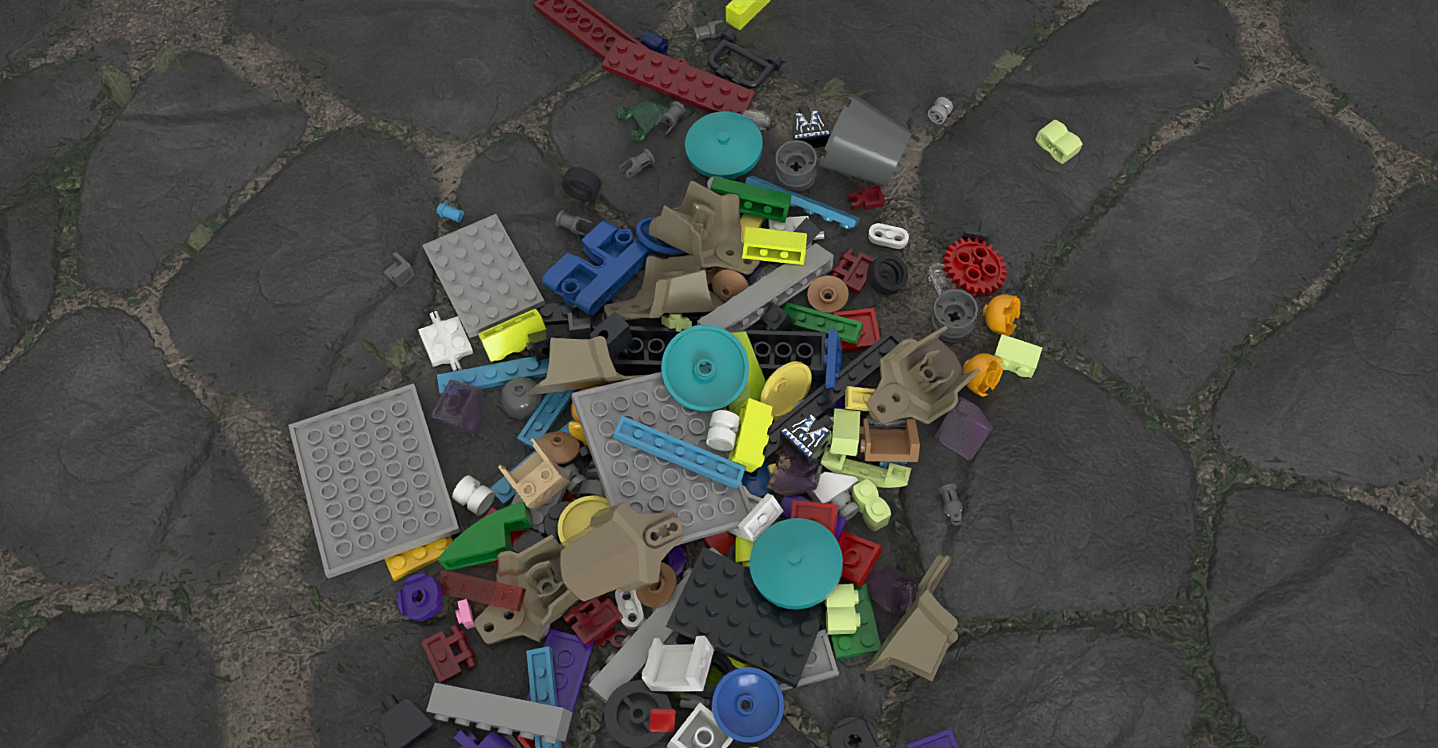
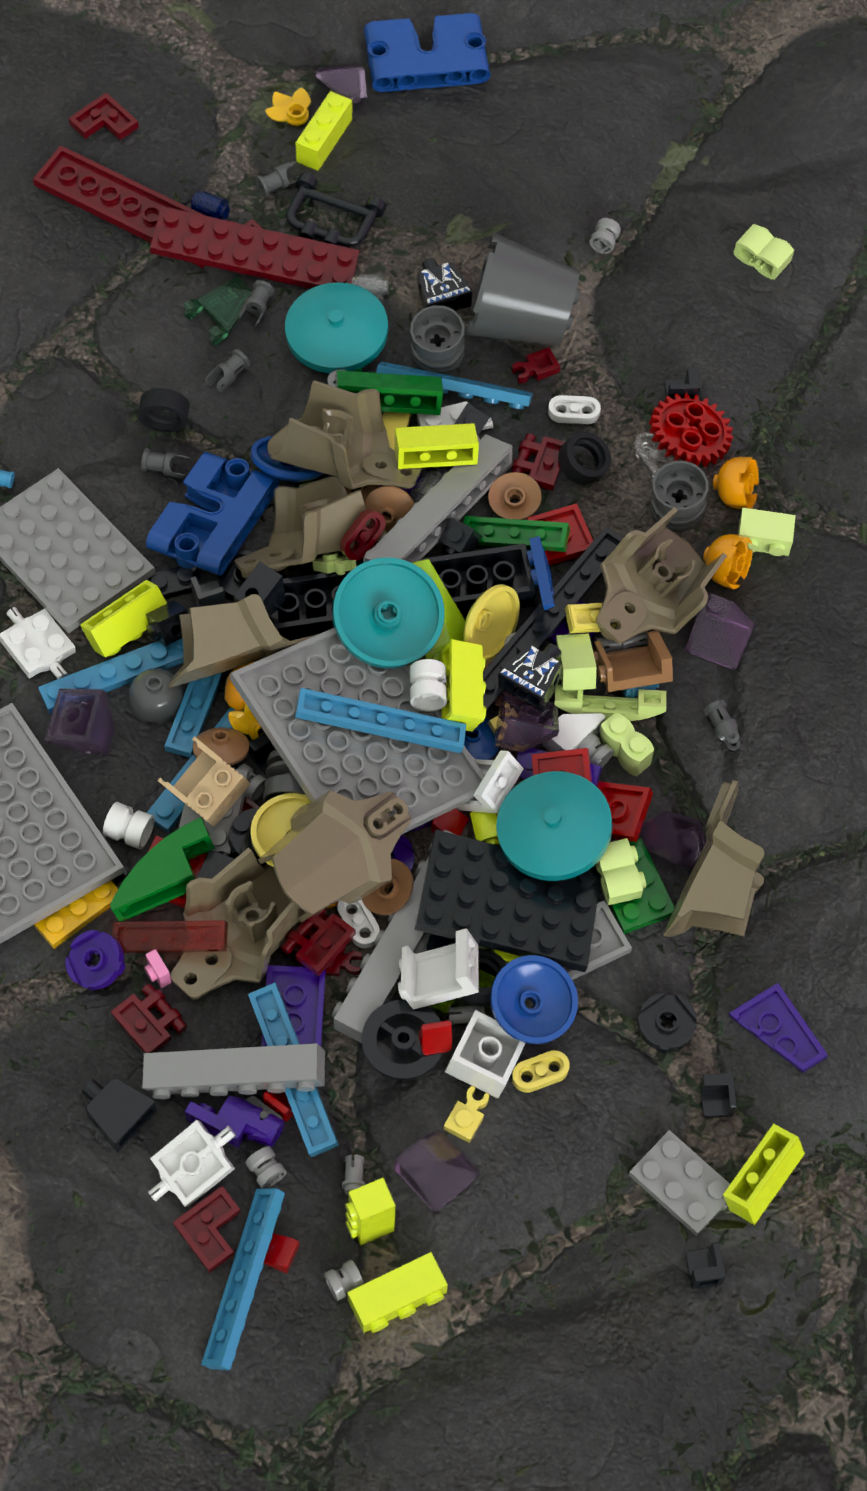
camera: 15 degrees left, 0 degrees up
(701, 304) = (363, 535): none -> dark red plate

